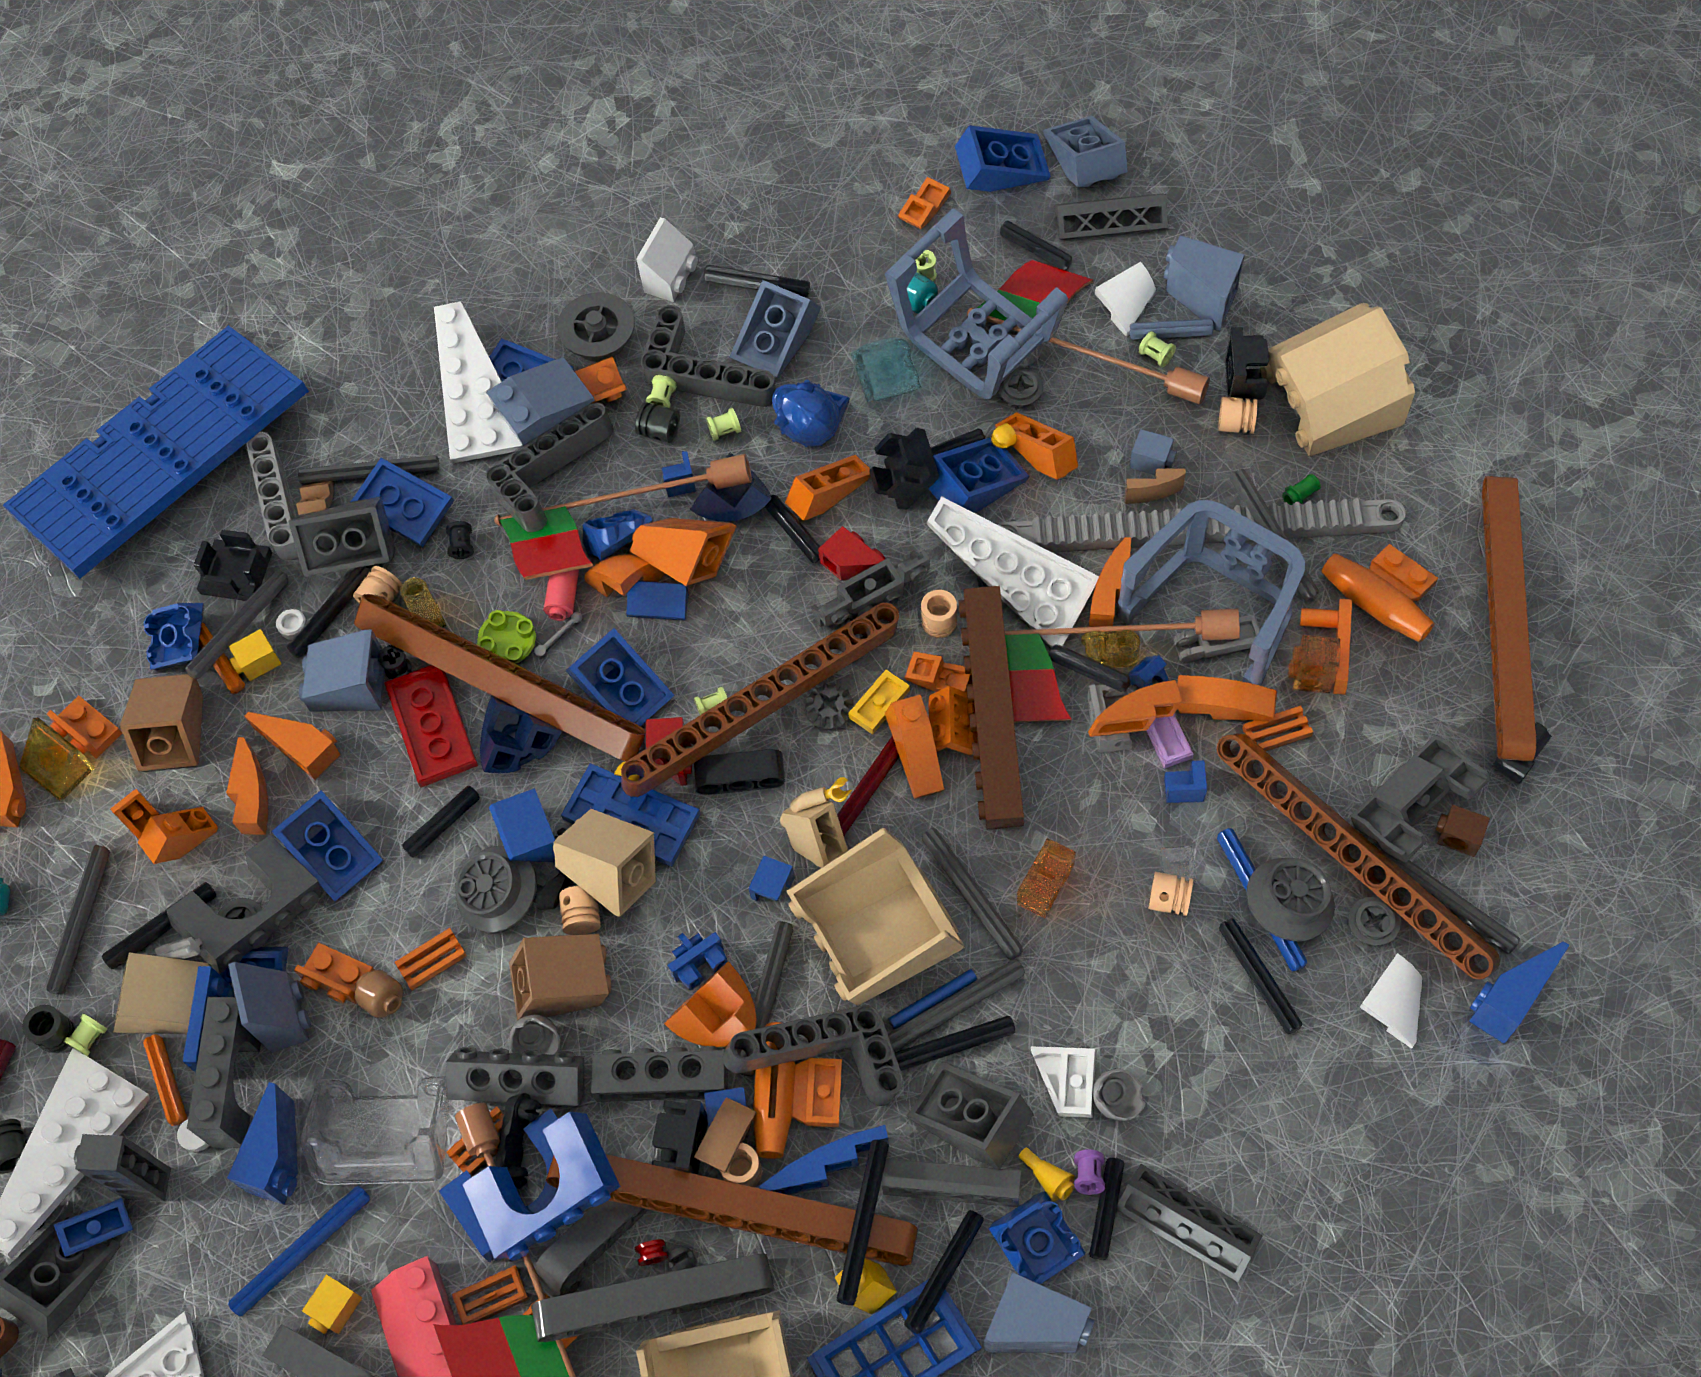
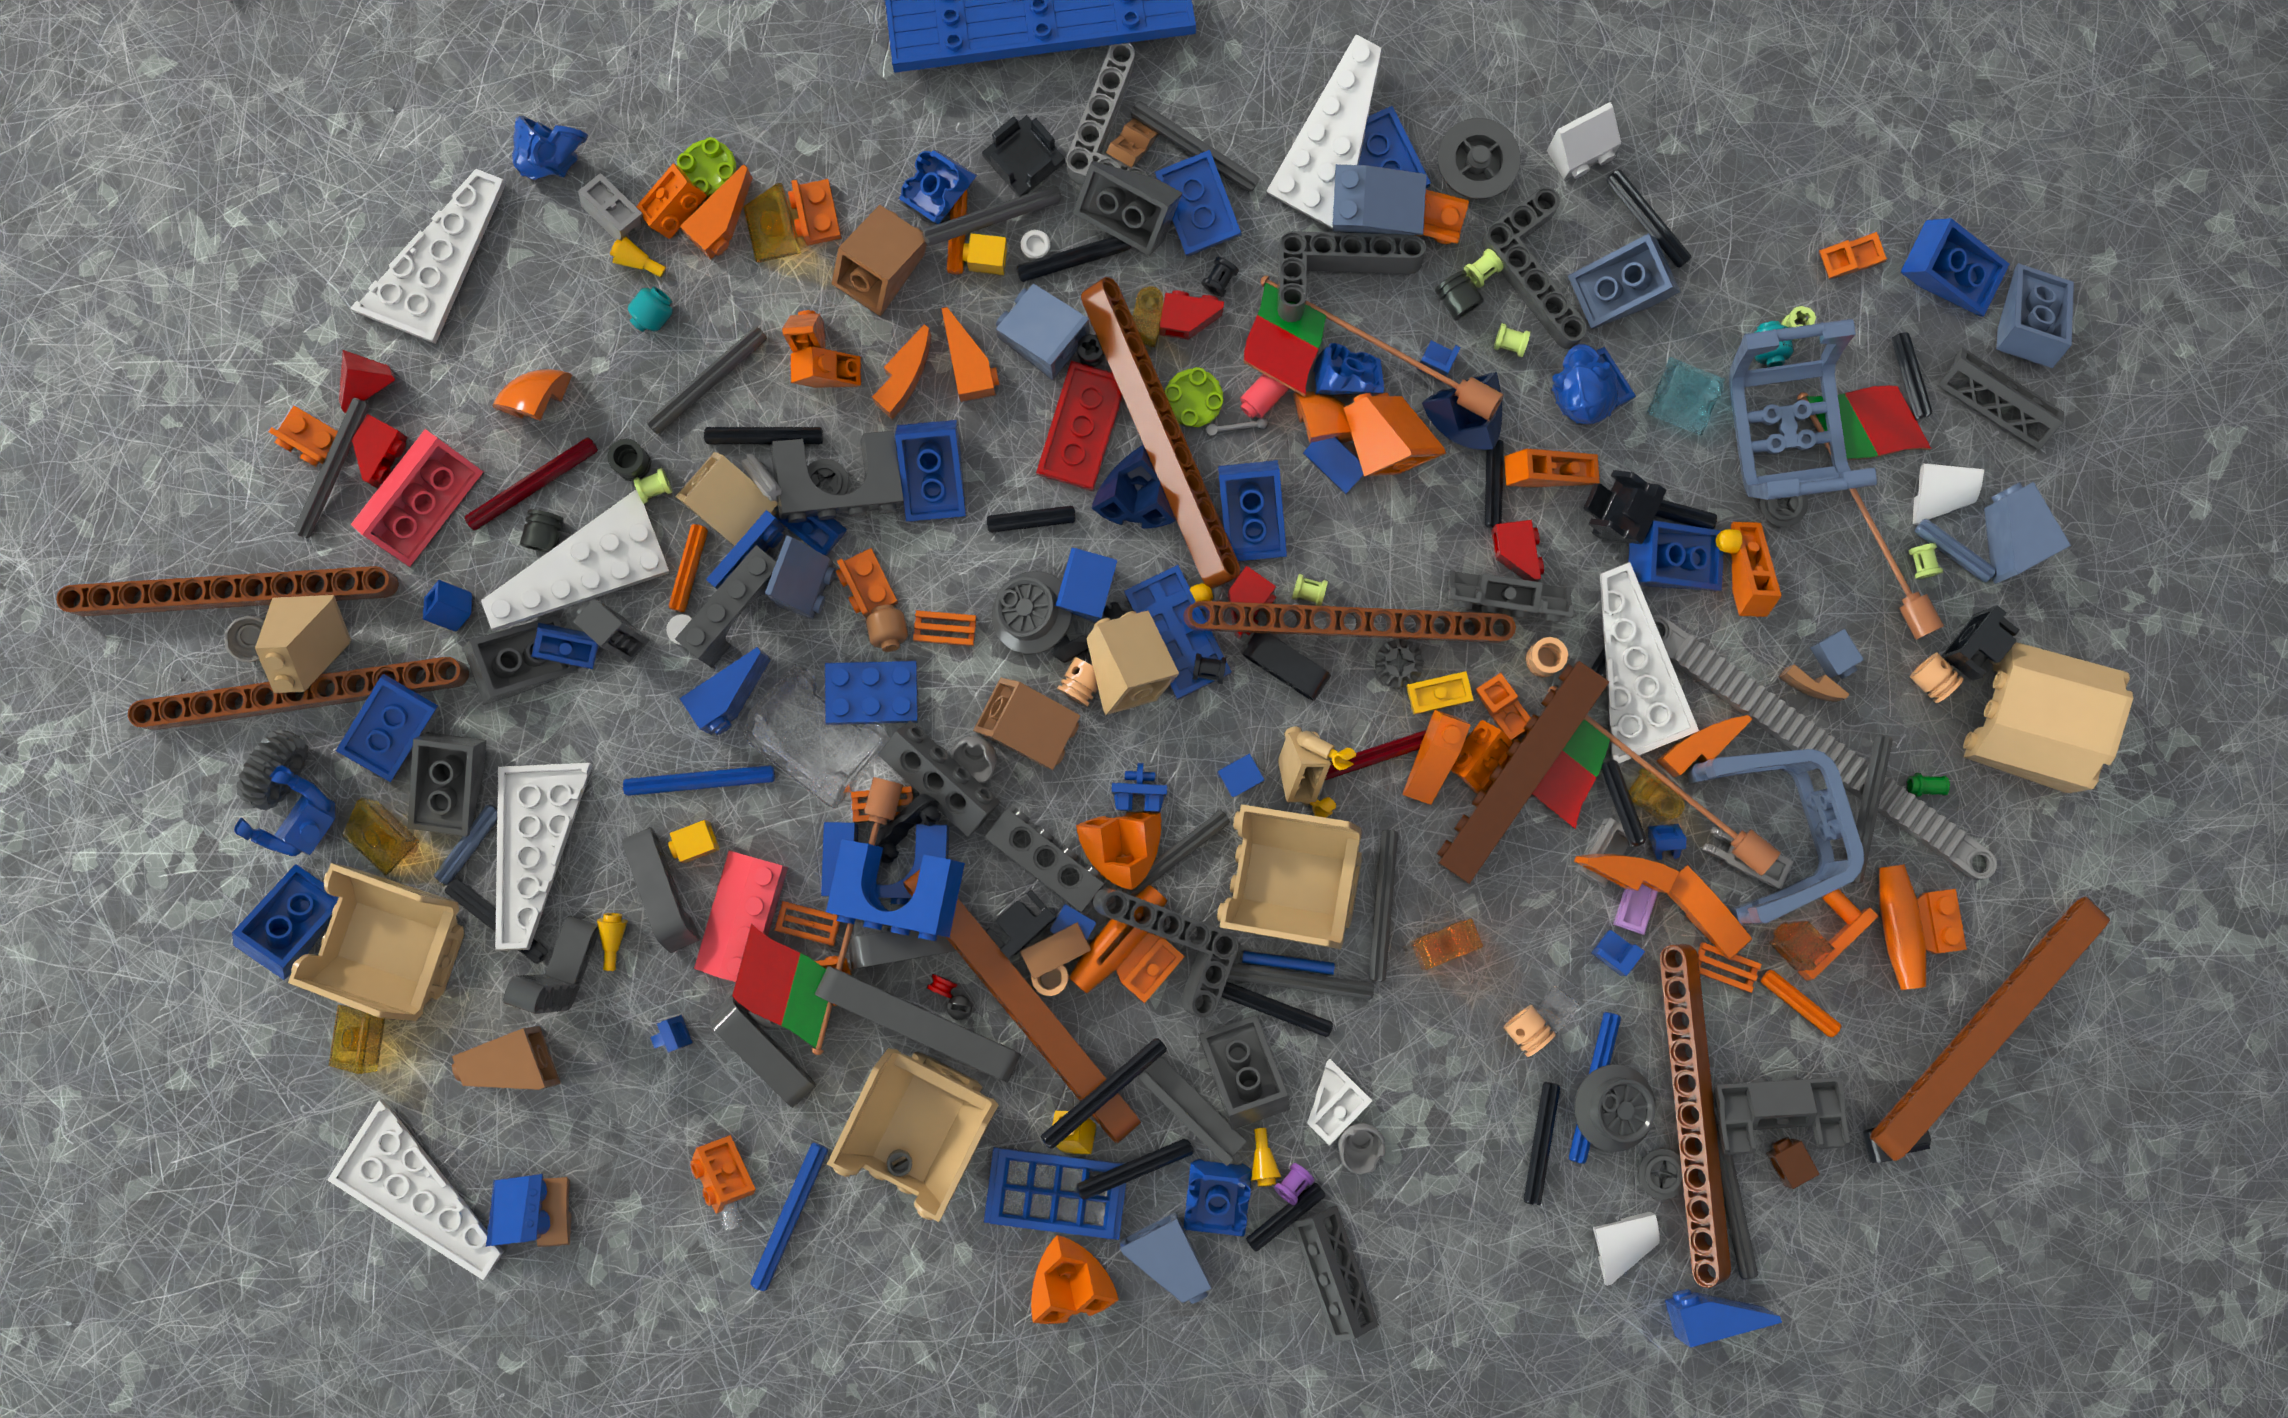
camera: 30 degrees right, 20 degrees up
(379, 583) = (1124, 270): light nougat piece -> none
(402, 1057) = (871, 692): none -> blue plate
(455, 582) = (1188, 315): none -> red slope
(677, 816) = (1209, 668): none -> black bush
(811, 1170) = (1100, 1020): blue slope -> none
(1357, 711) = (1801, 1003): none -> orange axle

